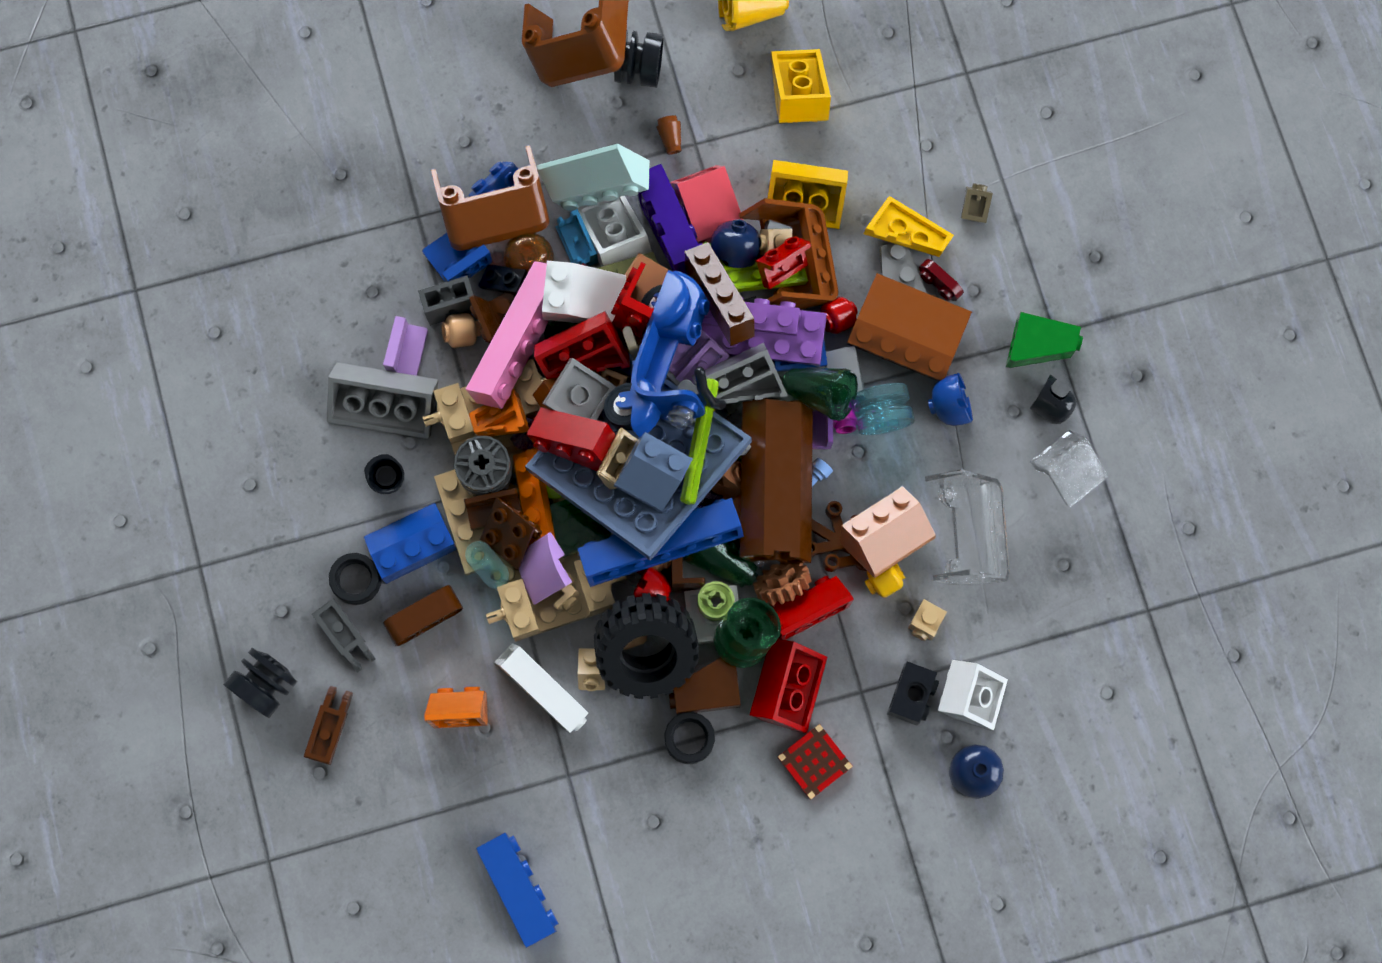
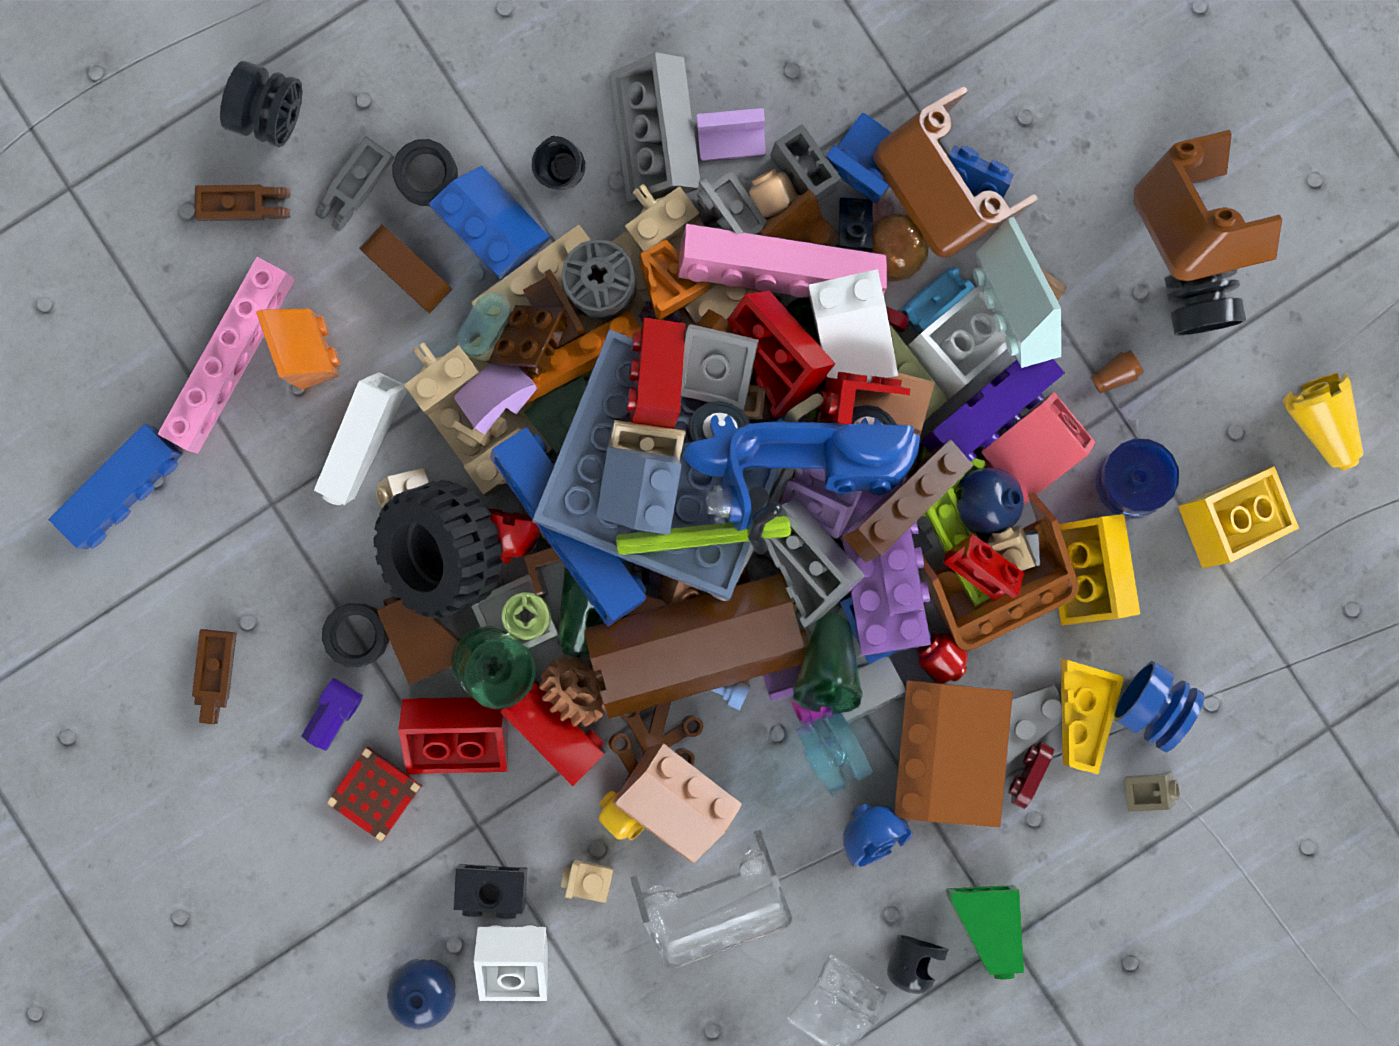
camera: 75 degrees right, 10 degrees up
(443, 771) = (225, 357): none -> bright pink brick
(458, 362) = (730, 205): none -> light grey bracket
(684, 856) = (213, 672): none -> reddish brown hinge
(740, 770) = (335, 707): none -> dark purple piece
(751, 142) = (1154, 467): none -> clear blue wheel
(917, 177) = (1163, 709): none -> blue wheel

